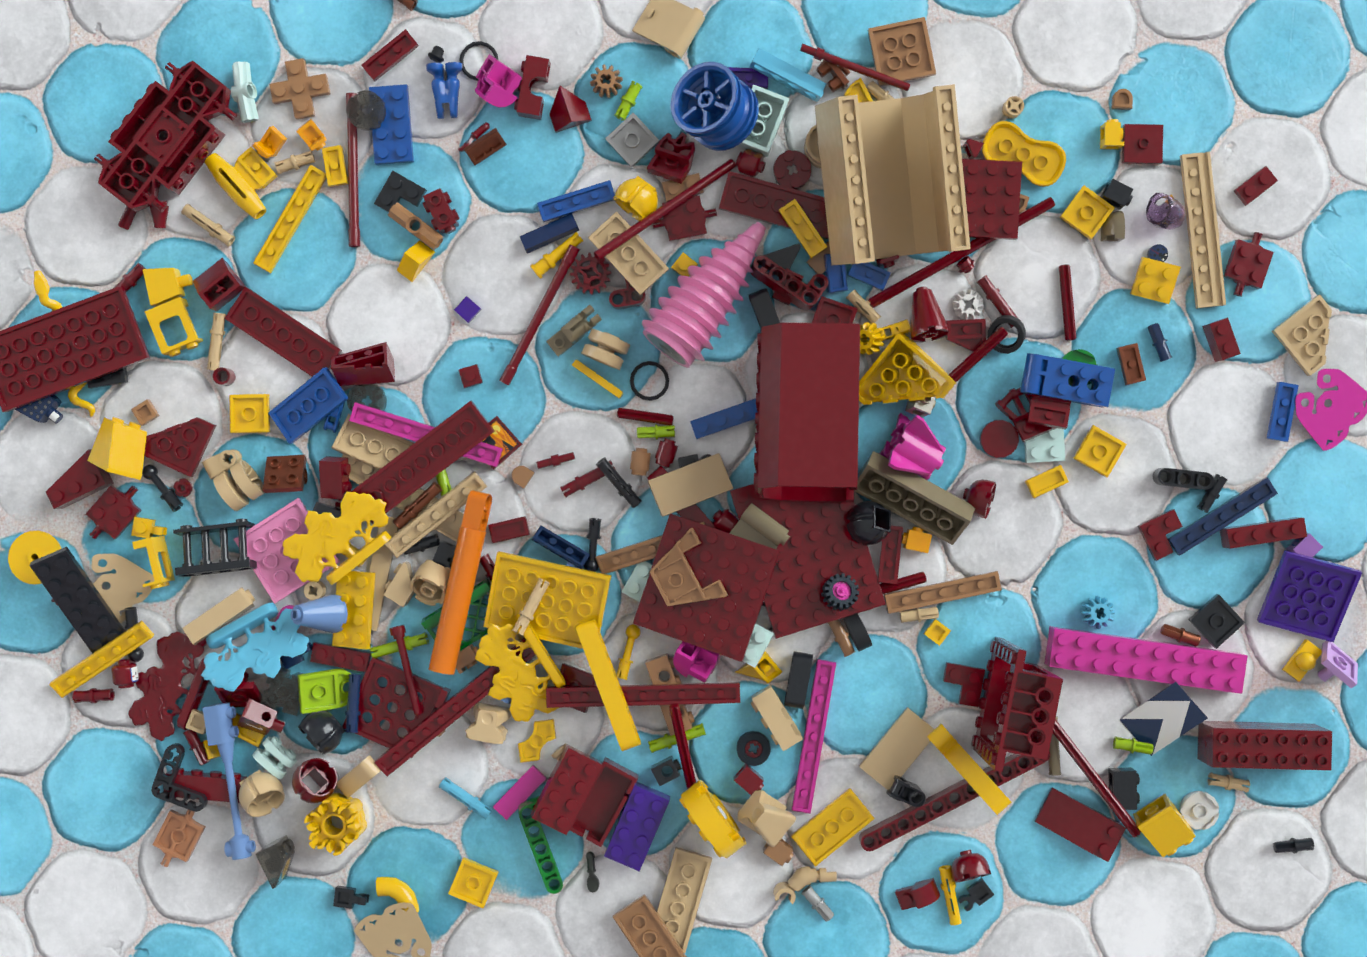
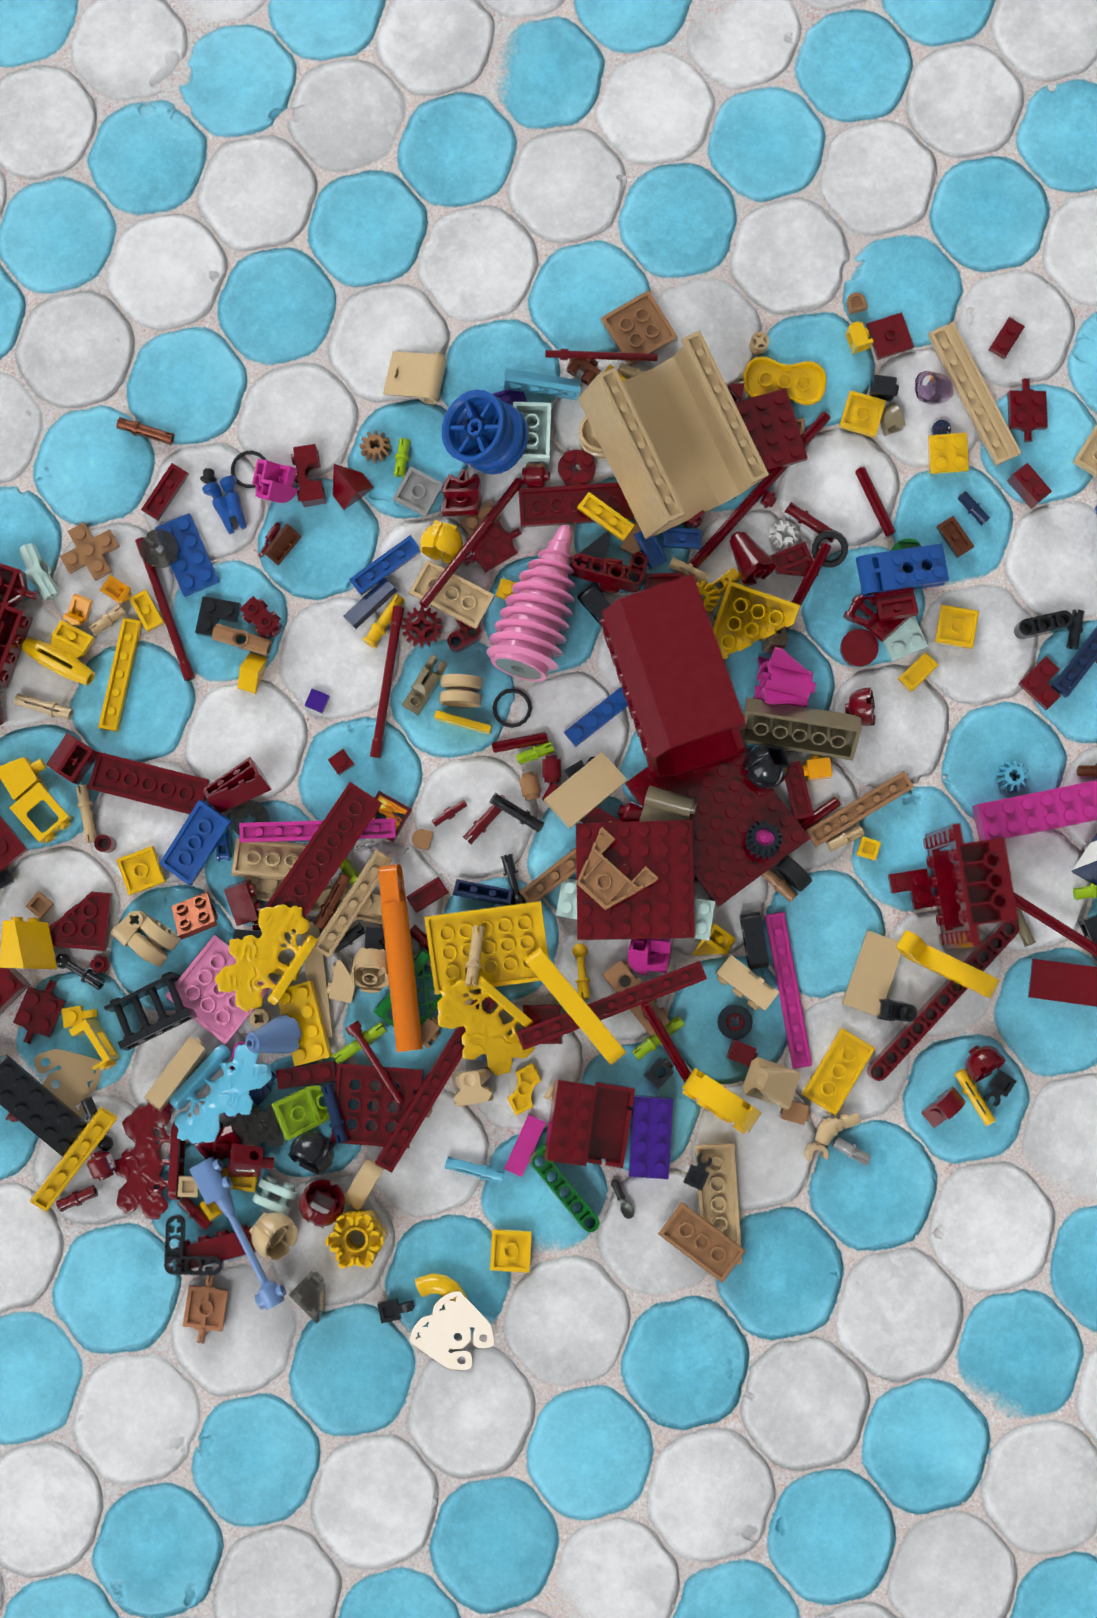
camera: 15 degrees left, 5 degrees down
(667, 876) = (697, 1175): none -> black plate

